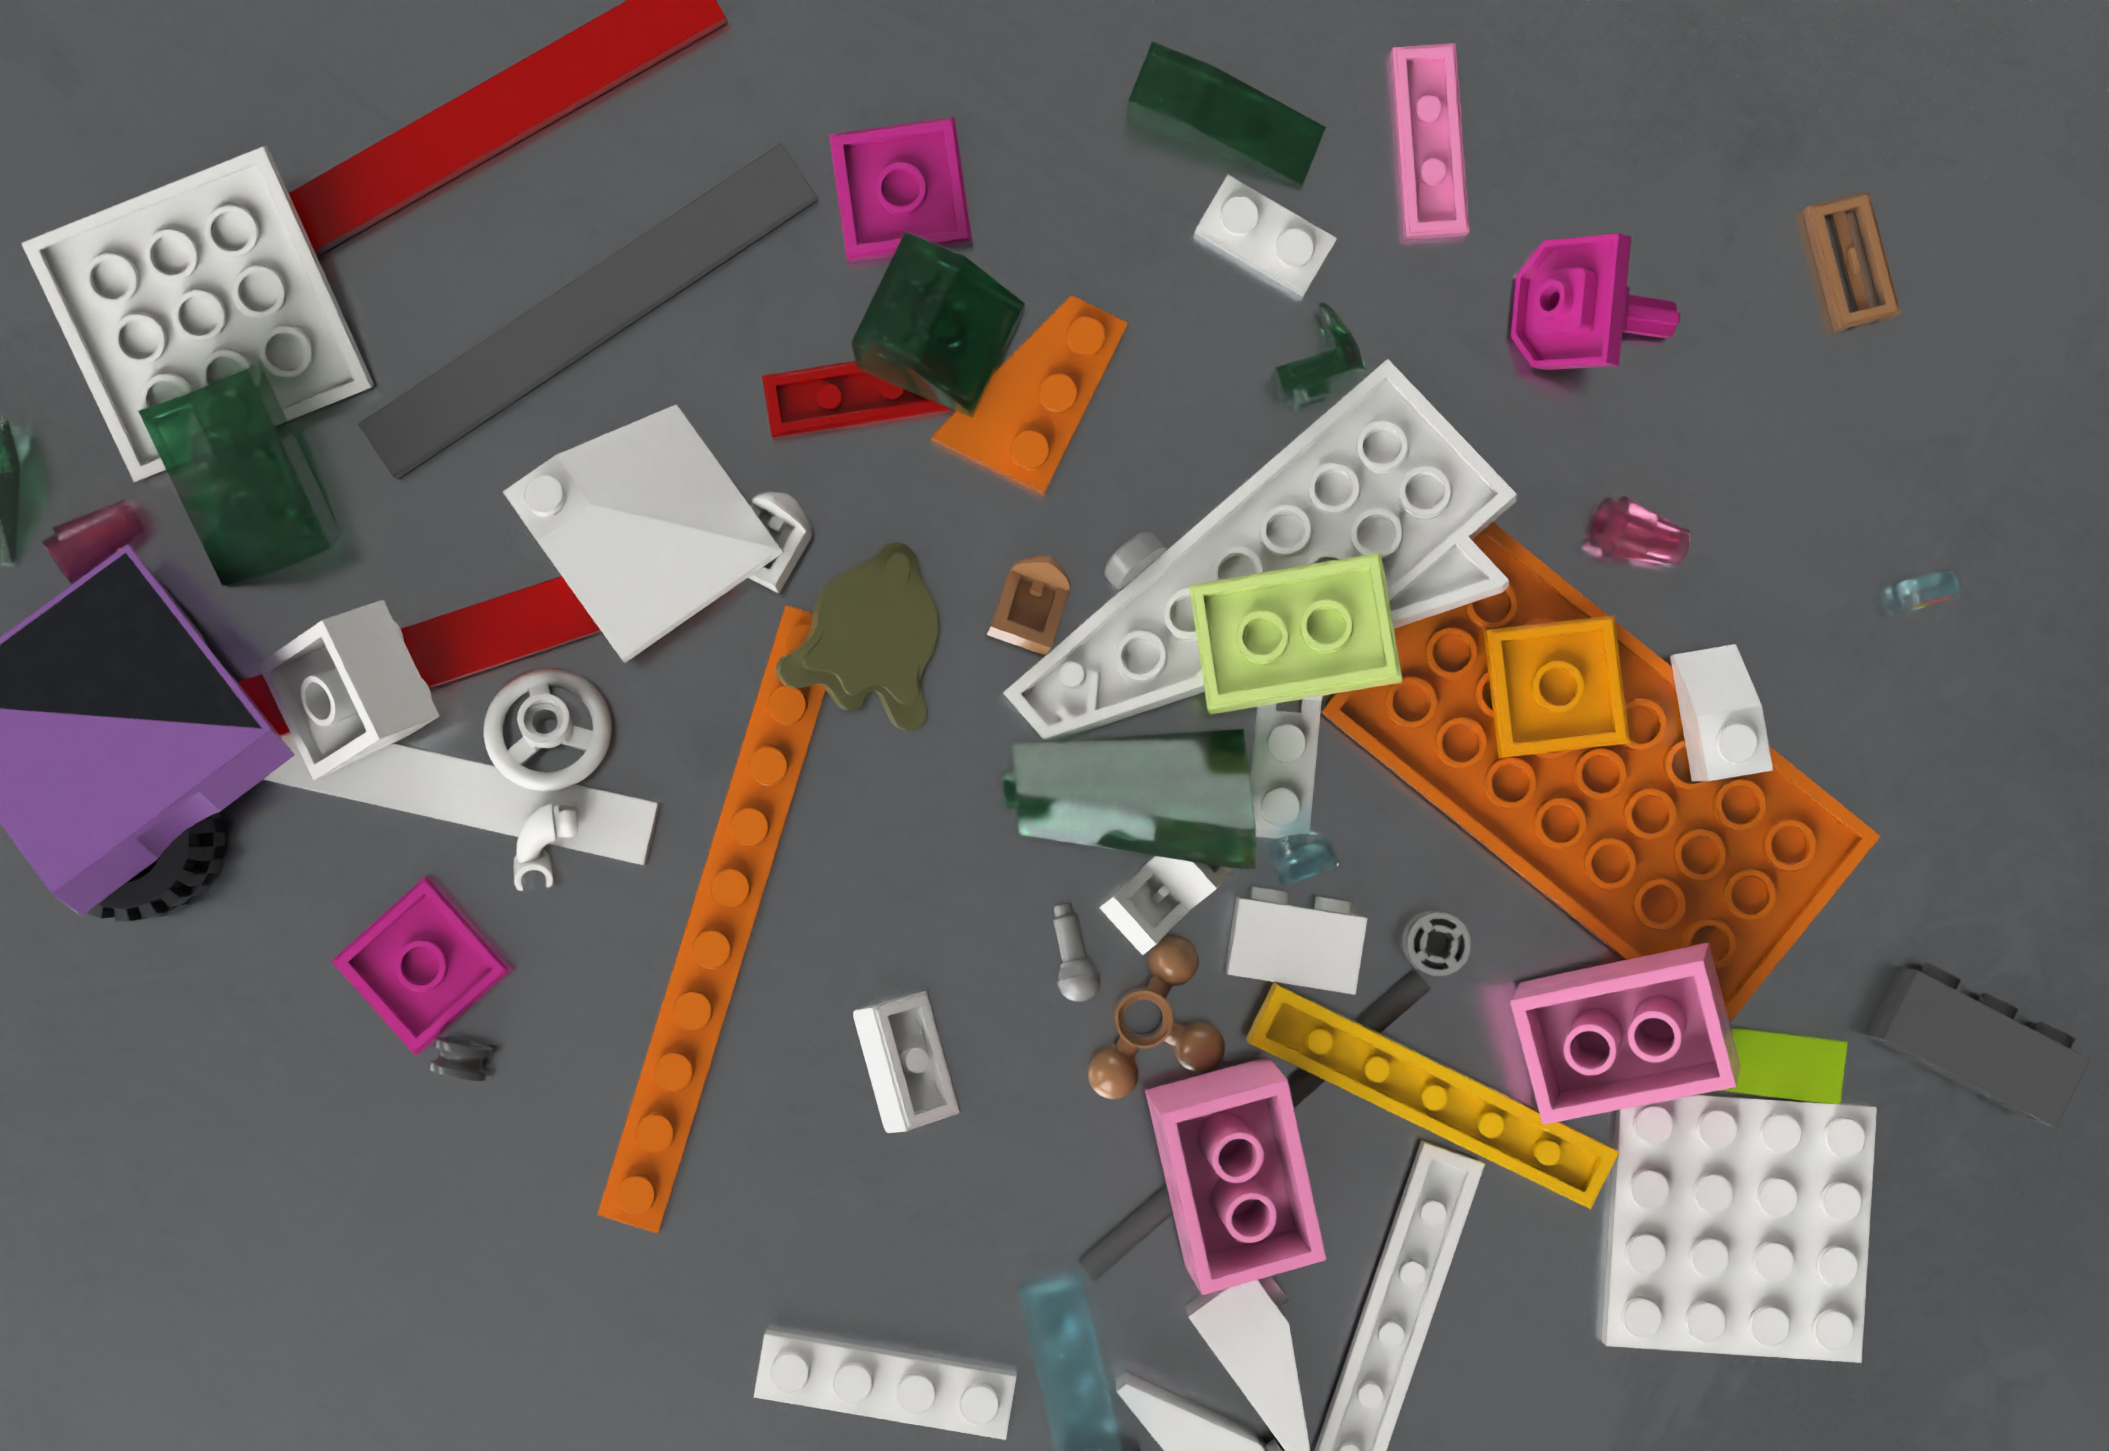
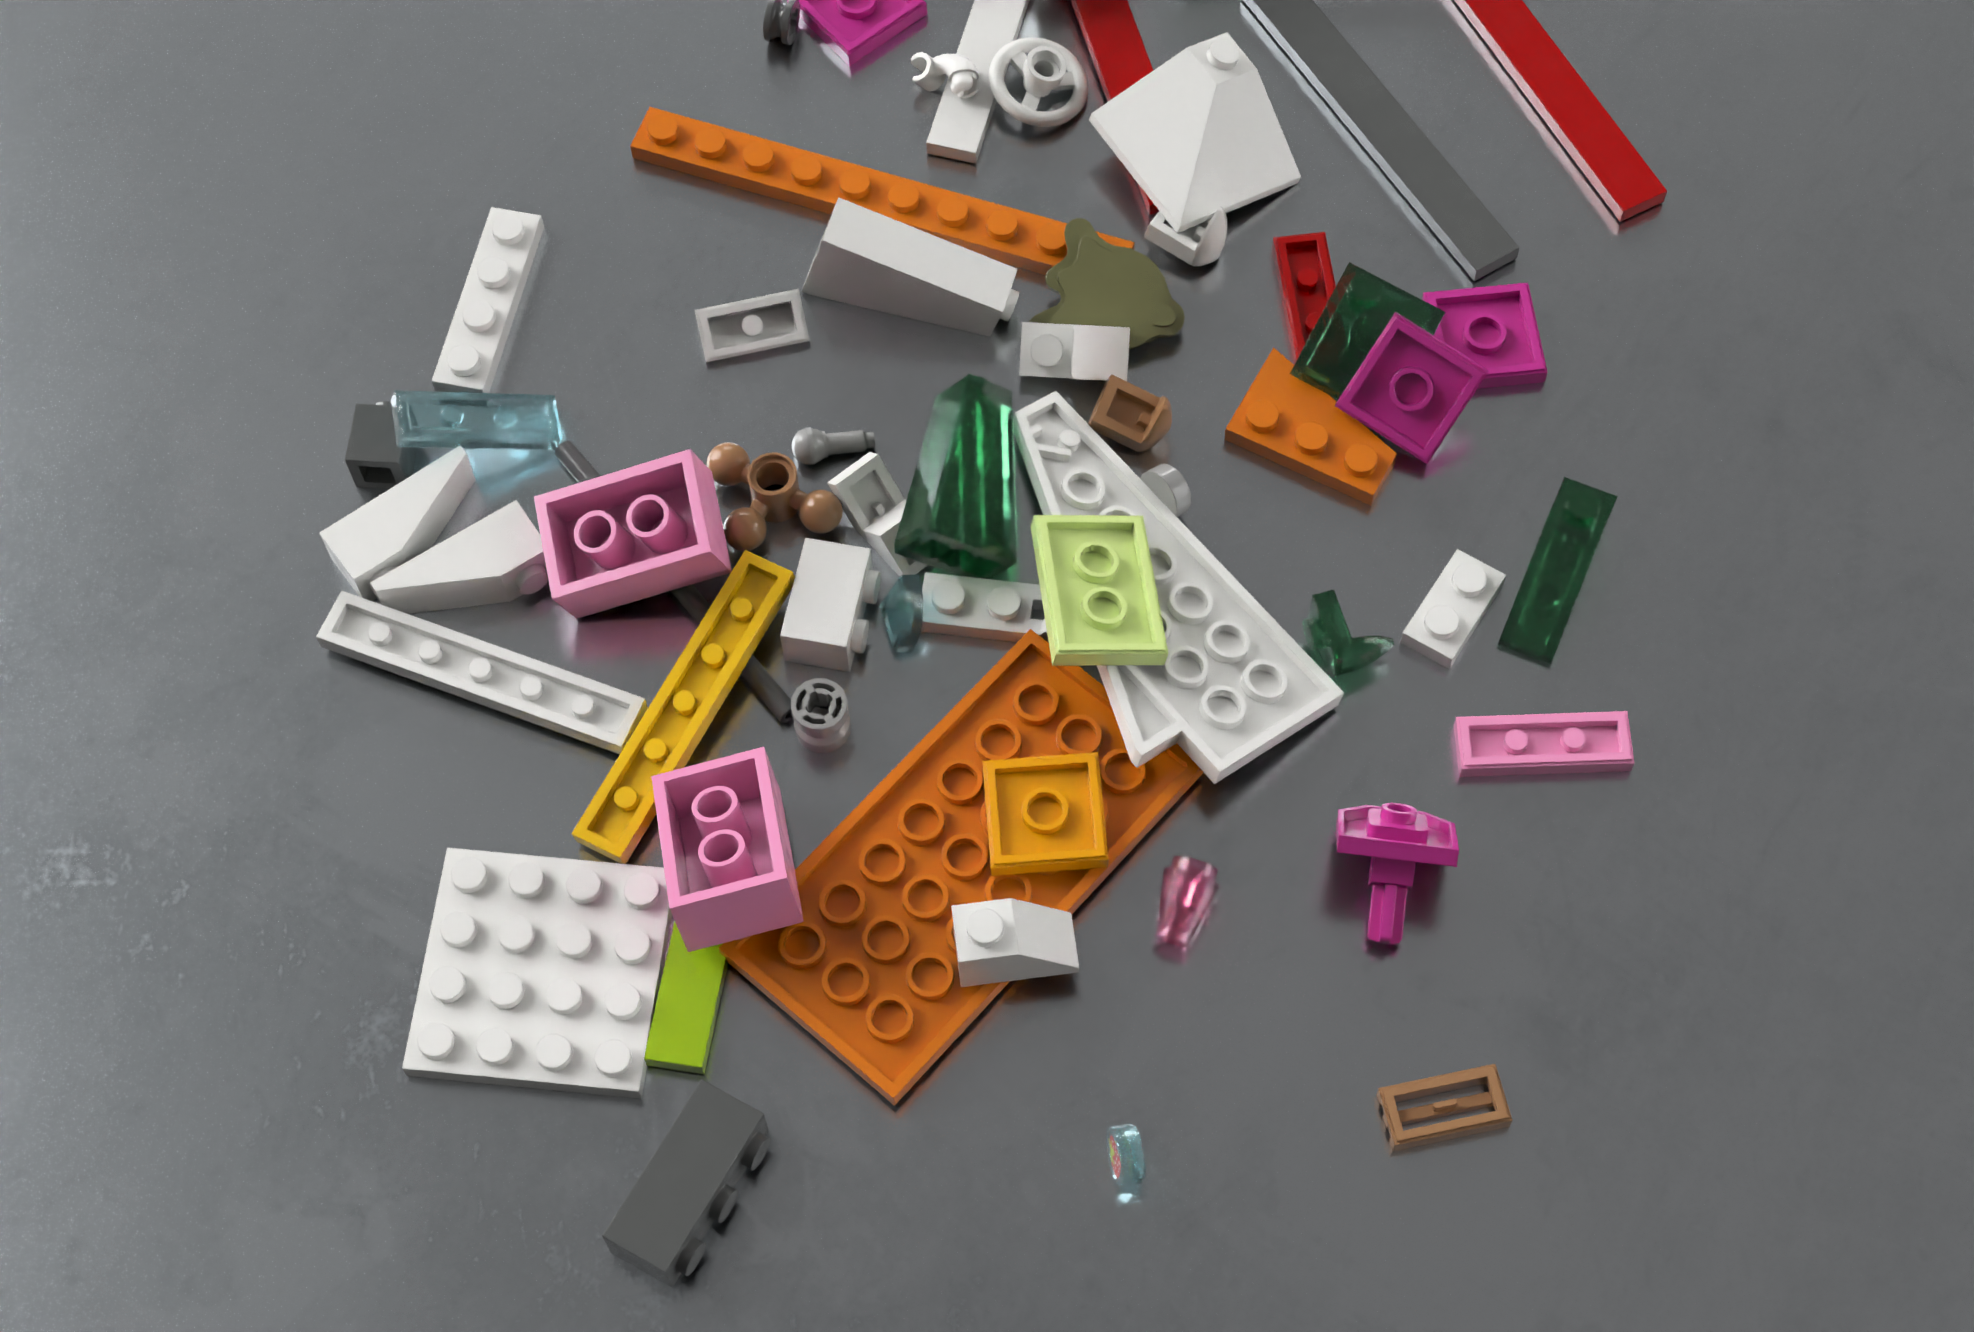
camera: 95 degrees right, 25 degrees down
(850, 873) = (908, 273): none -> white slope
(946, 667) = (1074, 351): none -> white slope
(1003, 274) = (1411, 387): none -> dark pink tile

